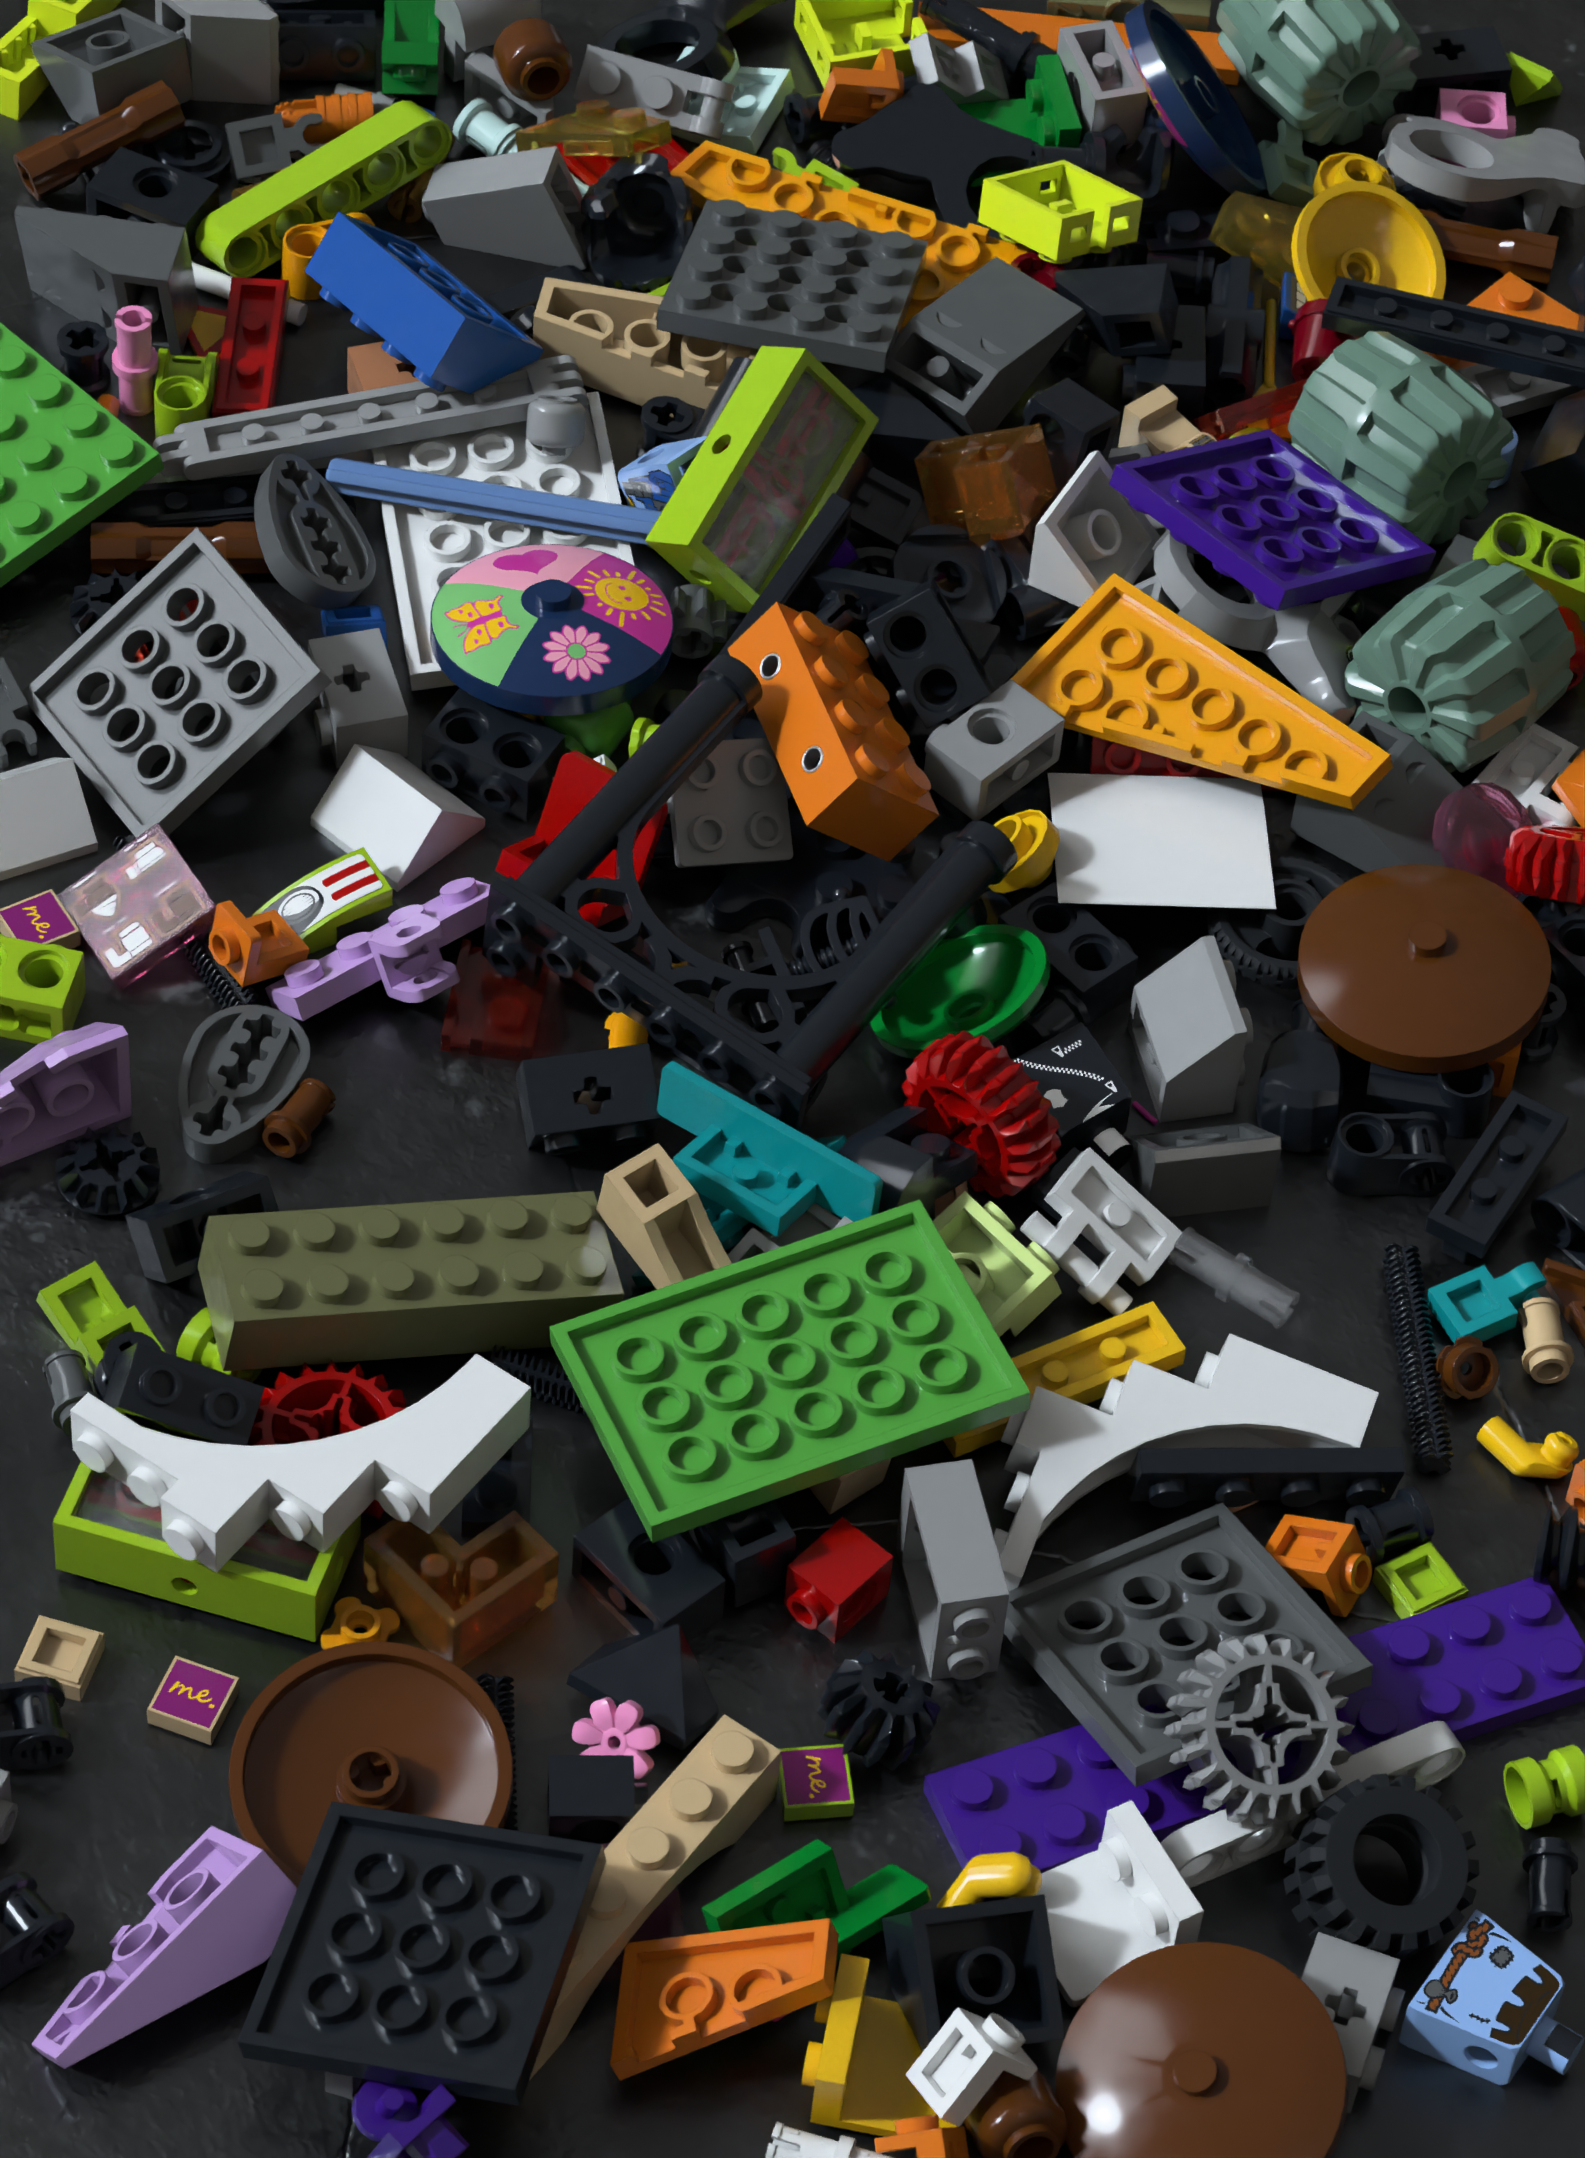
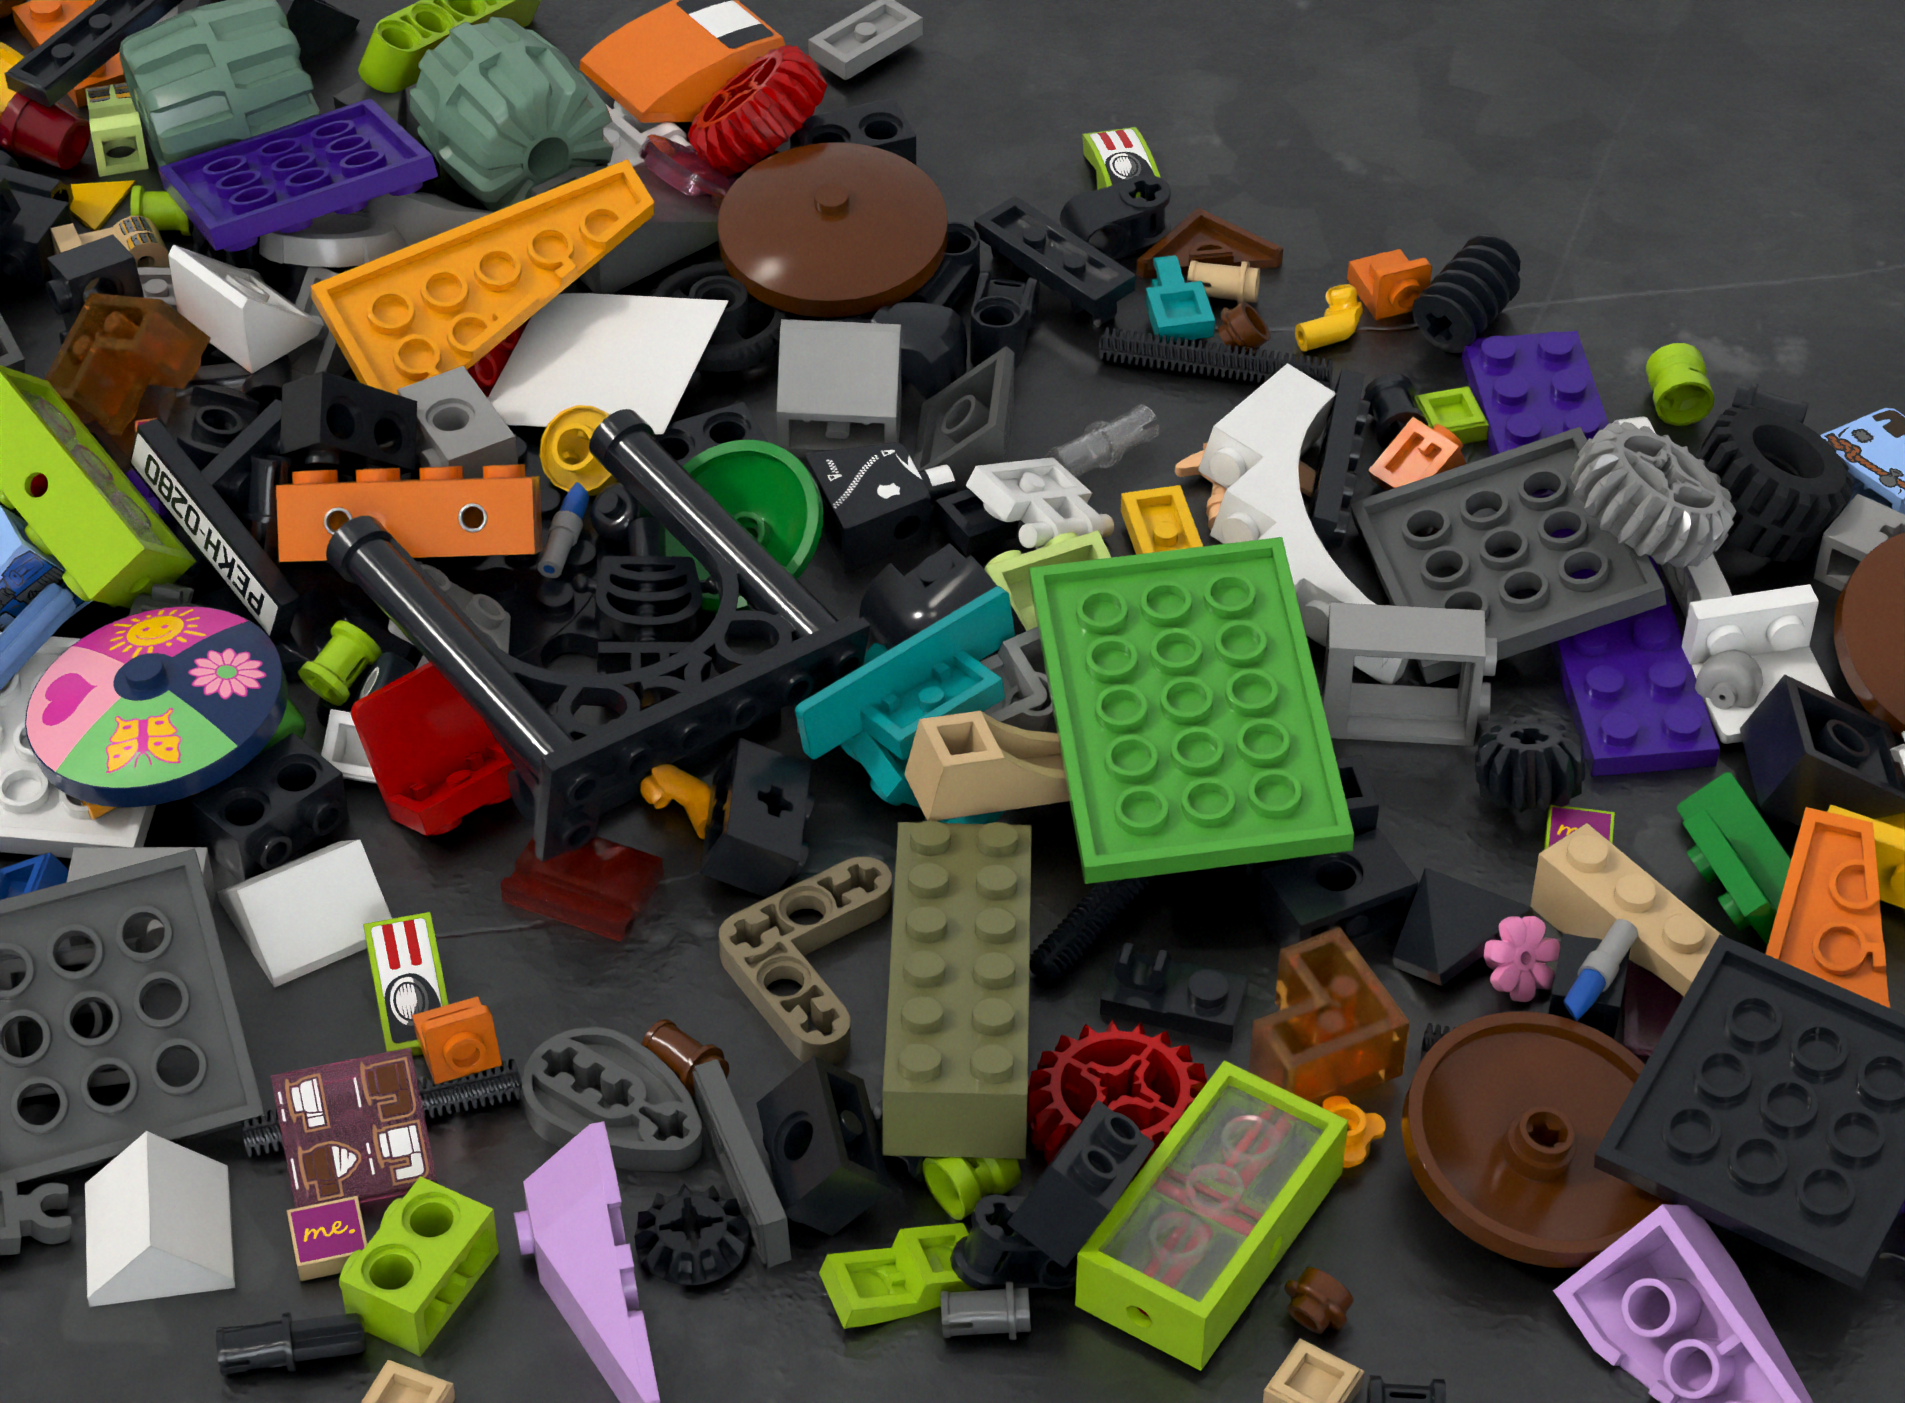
camera: 70 degrees left, 5 degrees down
(150, 1640) = (1318, 1300): none -> reddish brown plate
(193, 1700) = (1393, 1283): tile -> none
(231, 1150) = (741, 1163): none -> dark grey tile
(312, 1489) = (1238, 1154): white arch -> none
(399, 953) = (500, 931): lavender plate -> none
(452, 1161) = (787, 943): none -> dark tan beam
(577, 1782) = (1600, 968): none -> piece
(837, 1580) = (1389, 757): red brick -> none
(906, 866) = (564, 531): none -> light grey piece
(988, 1106) = (896, 521): red gear -> none
(993, 1876) = (1721, 733): yellow arm -> none
(1081, 1884) = (1730, 680): none -> light grey piece
(1272, 406) = (106, 179): clear red plate -> none

